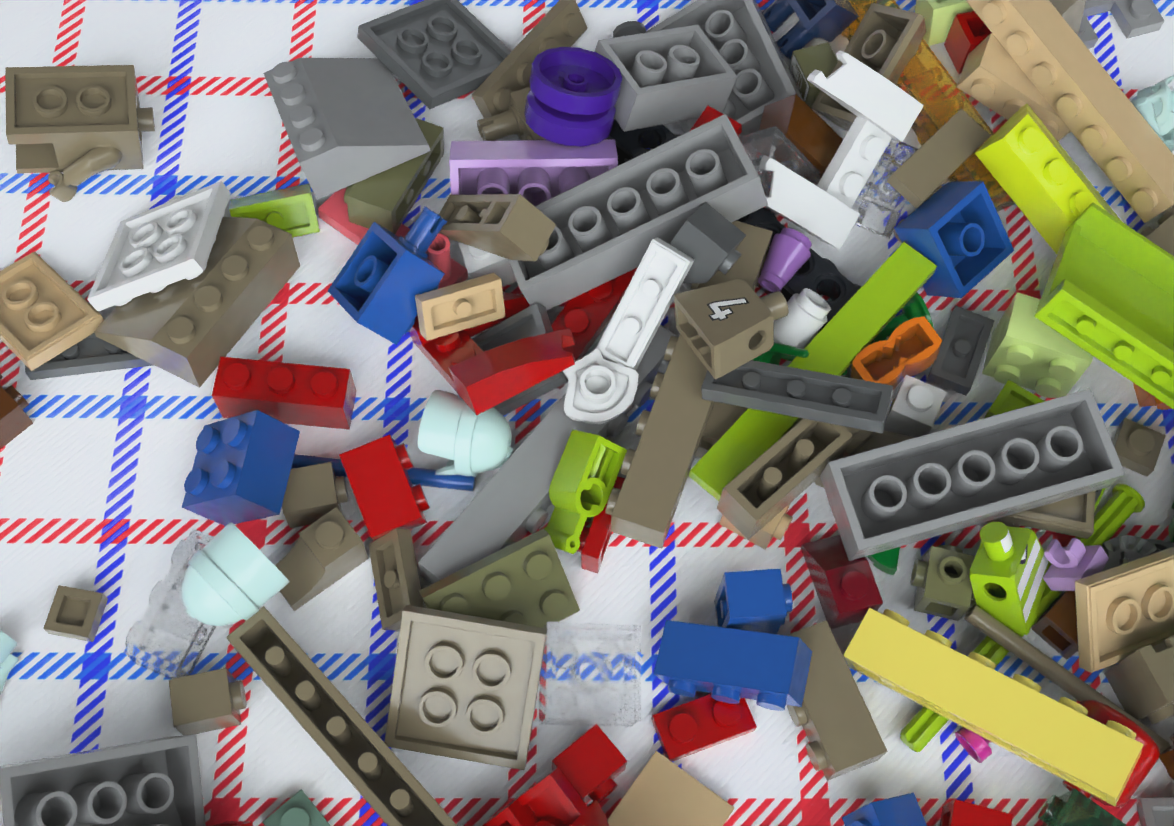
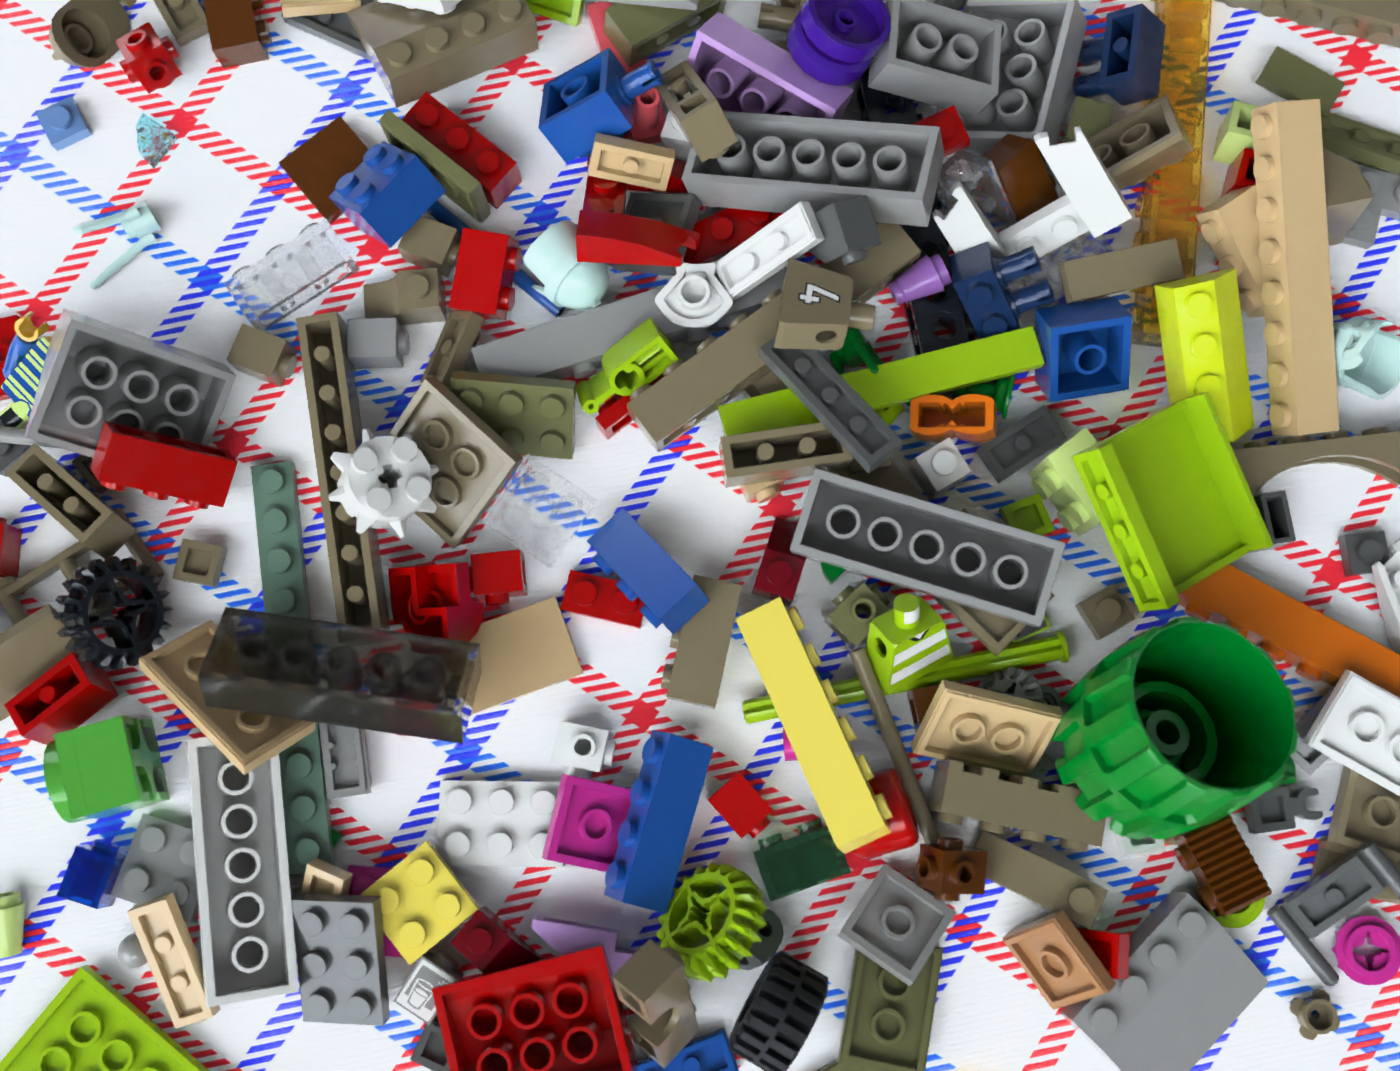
camera: 35 degrees right, 15 degrees up
(75, 613) = (212, 231): dark tan plate -> none
(153, 485) = (322, 162): none -> reddish brown tile
(229, 579) = (316, 277): light aqua helmet -> none
(313, 417) = (458, 183): none -> olive tile
(317, 617) = (376, 343): none -> light grey brick
(426, 739) = (374, 503): none -> white brick
(753, 601) = (693, 538): blue brick -> none
(803, 321) = (897, 338): white brick -> none
(839, 231) = (984, 290): none -> dark blue brick
(1072, 563) = (964, 666): lavender tile -> none

